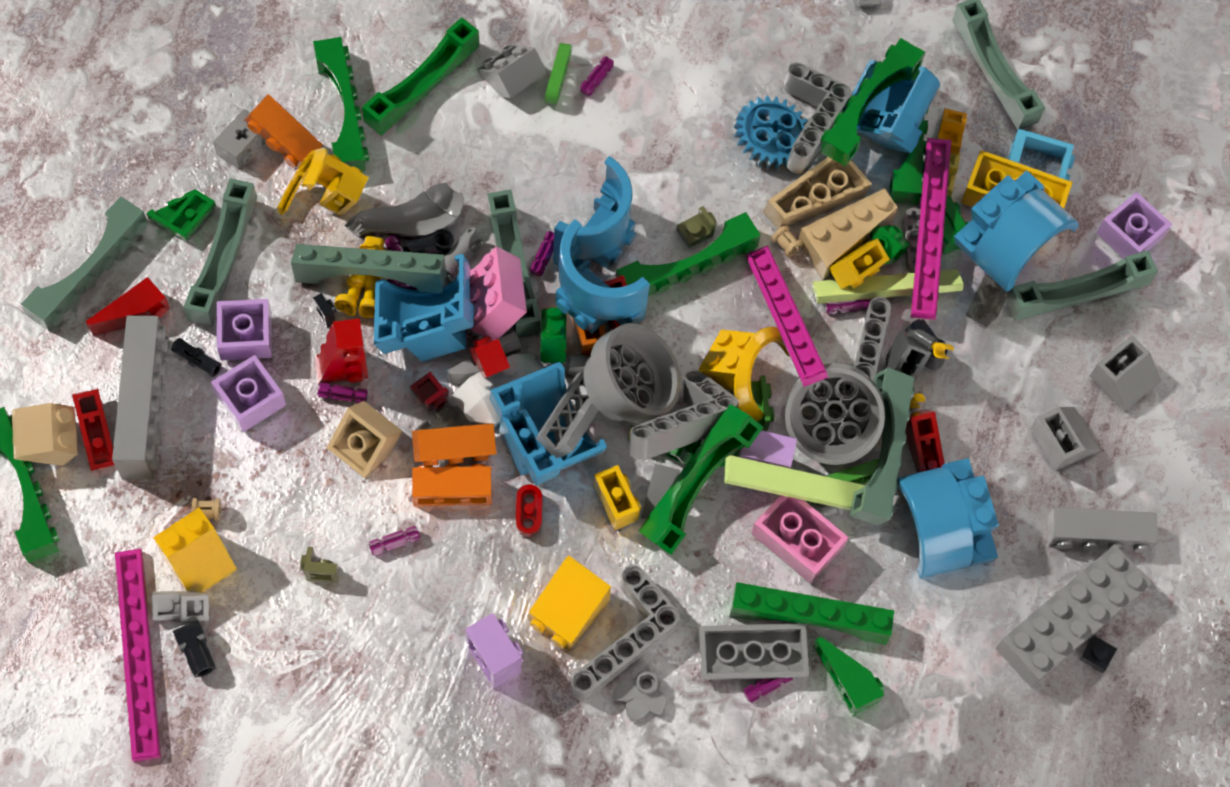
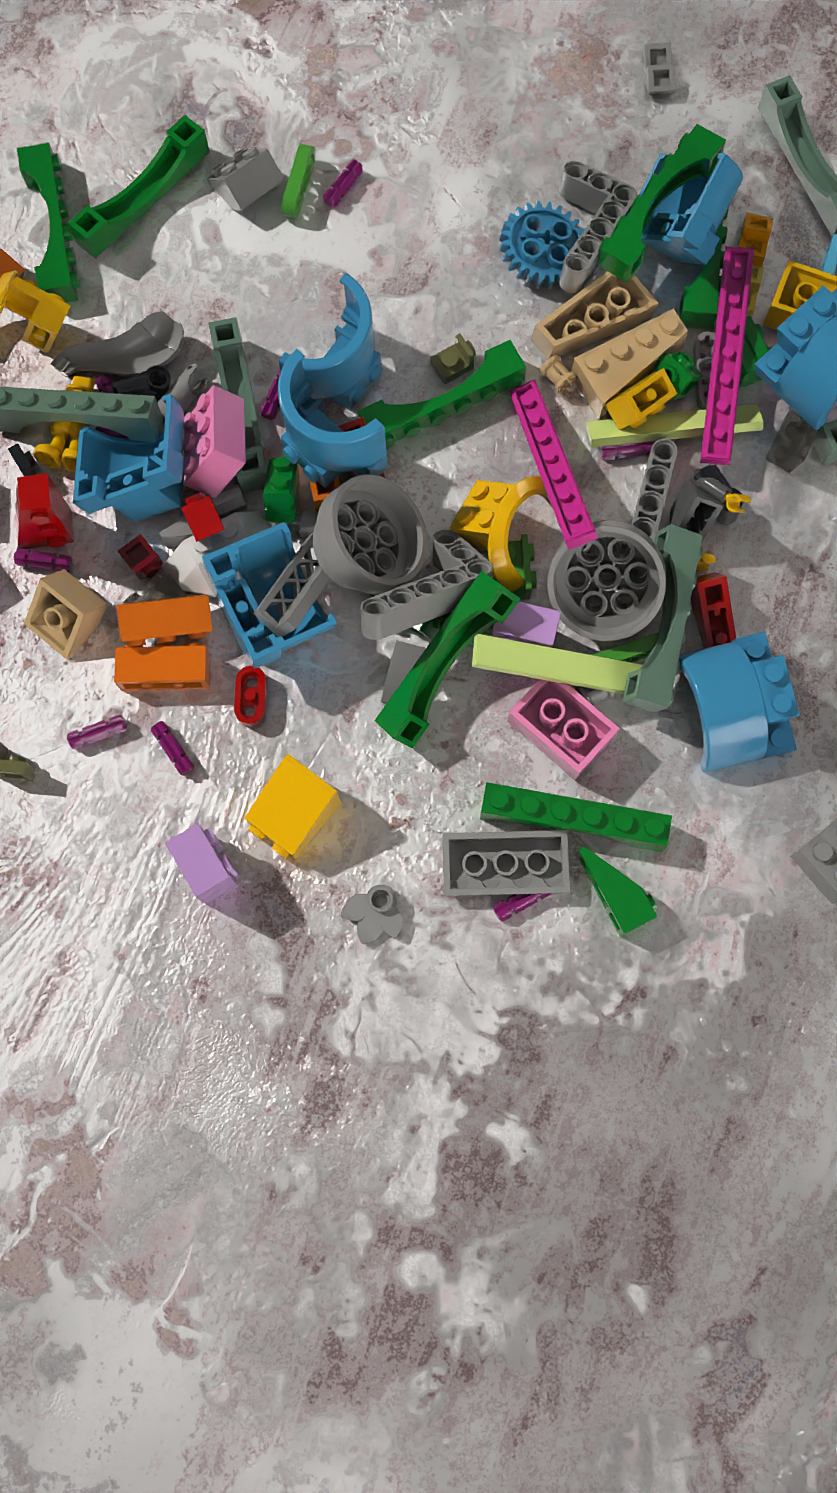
camera: 10 degrees right, 10 degrees up
(461, 554) = (172, 748): none -> magenta axle
(616, 497) = (350, 680): yellow brick -> none
(631, 639) = (363, 848): light grey beam -> none

